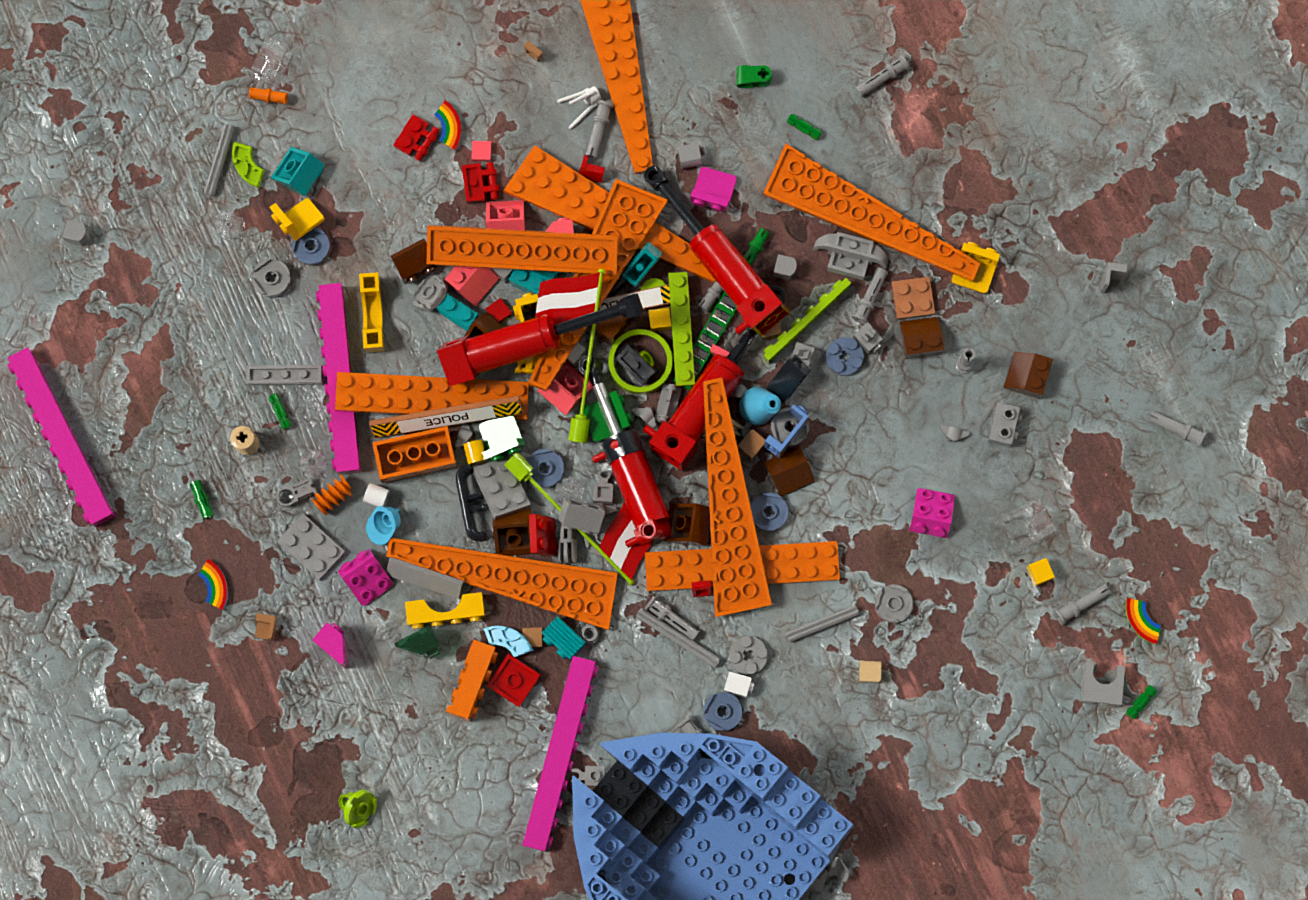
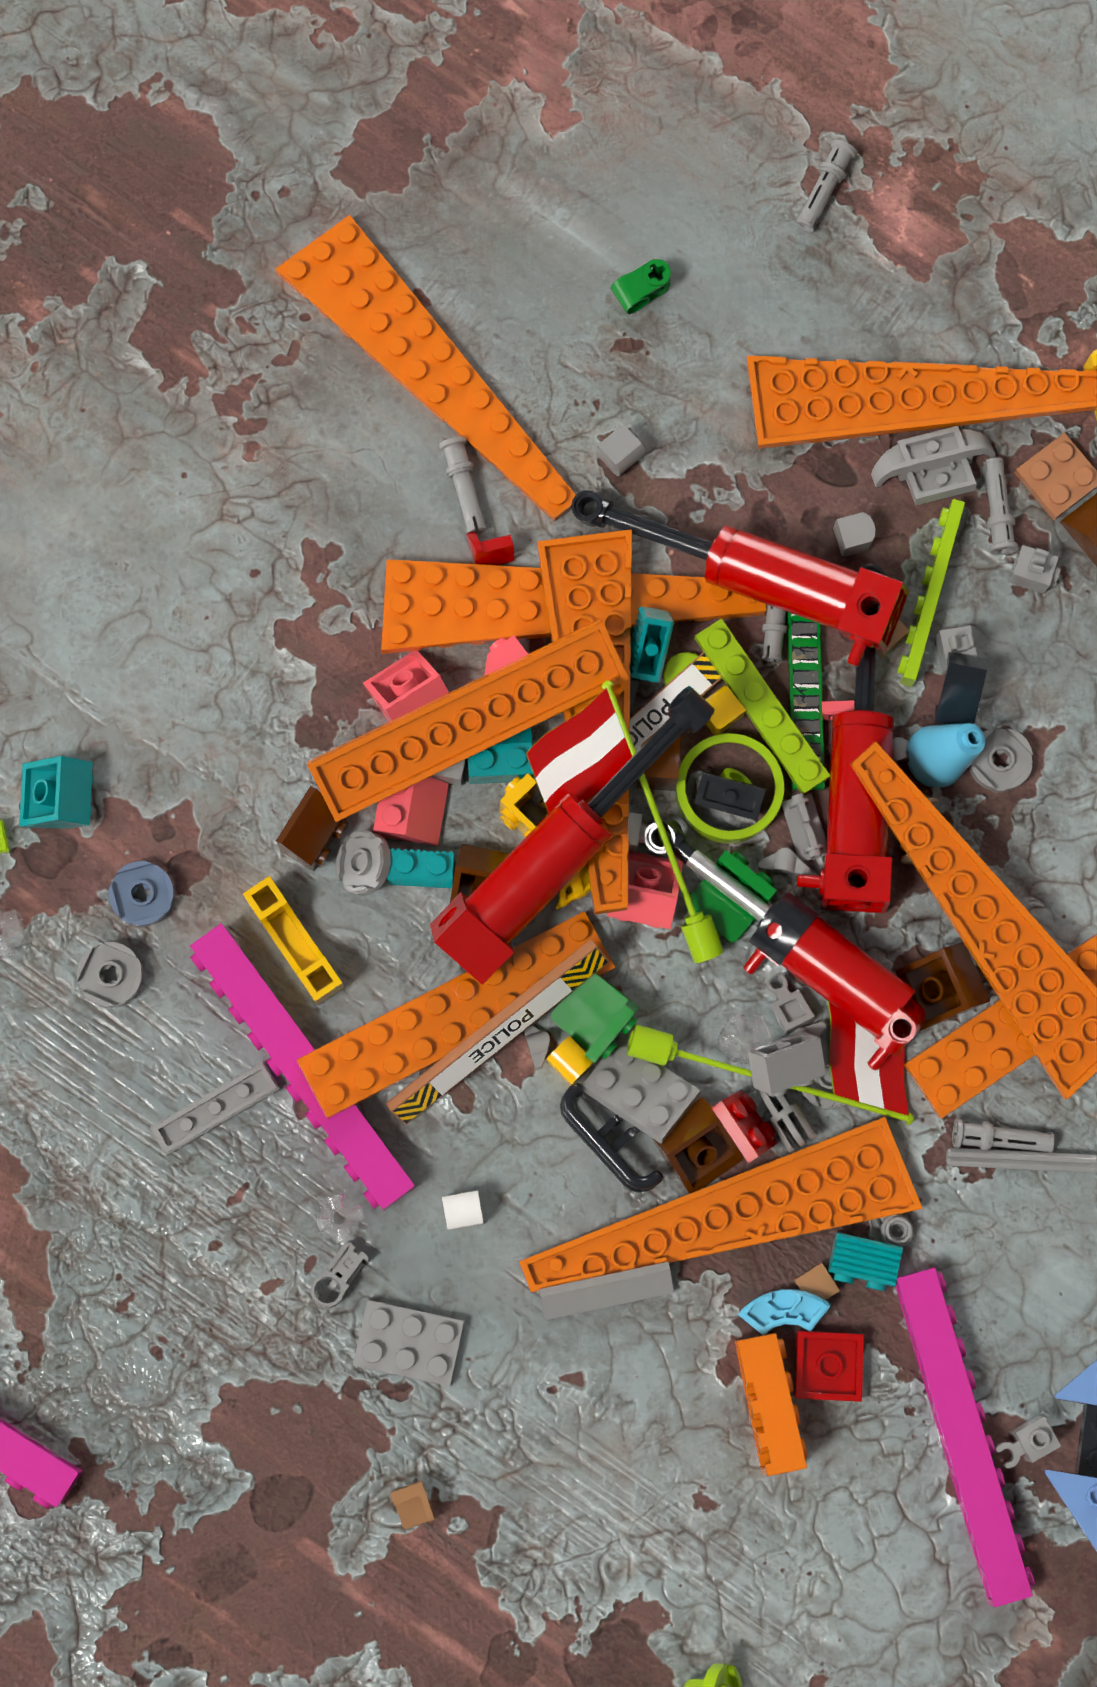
camera: 40 degrees left, 0 degrees up
(201, 499) = (201, 1368): green pin -> none
(215, 583) = (298, 1484): tile -> none
(244, 440) = (202, 1242): tan piece -> none
(280, 411) = (241, 1167): green axle -> none
(298, 219) = (99, 865): yellow bracket -> none
(332, 495) = (396, 1247): orange piece -> none
(333, 642) = (532, 1472): dark pink slope -> none
(365, 577) = (517, 1341): dark pink bracket -> none
(383, 524) = (498, 1247): medium azure piece -> none
(411, 135) = (193, 646): red plate -> none
(414, 454) = (483, 1115): orange brick -> none
(421, 644) = (664, 1394): clear green slope -> none
(450, 125) = (243, 599): tile -> none
(470, 607) = (700, 1294): yellow arch -> none
(474, 182) = (329, 665): red plate -> none
(481, 151) = (311, 612): coral tile -> none
(498, 310) = (477, 831): red tile -> none
(533, 51) = (302, 425): medium nougat tile -> none
(551, 459) = (685, 1006): sand blue plate -> none
(589, 96) = (422, 445): white plant -> none
(701, 588) = (1019, 1068): red tile -> none
(713, 189) = (683, 480): dark pink bracket -> none
(751, 445) = (966, 815): medium nougat panel -> none
(756, 245) = (792, 522): green pin -> none
(775, 446) = (1014, 798): medium blue panel -> none
(778, 506) = (1053, 884): sand blue plate -> none
(790, 471) = (1038, 823): reddish brown slope -> none
(804, 126) = (757, 318): green axle -> none
(838, 365) = (1032, 613): sand blue plate -> none

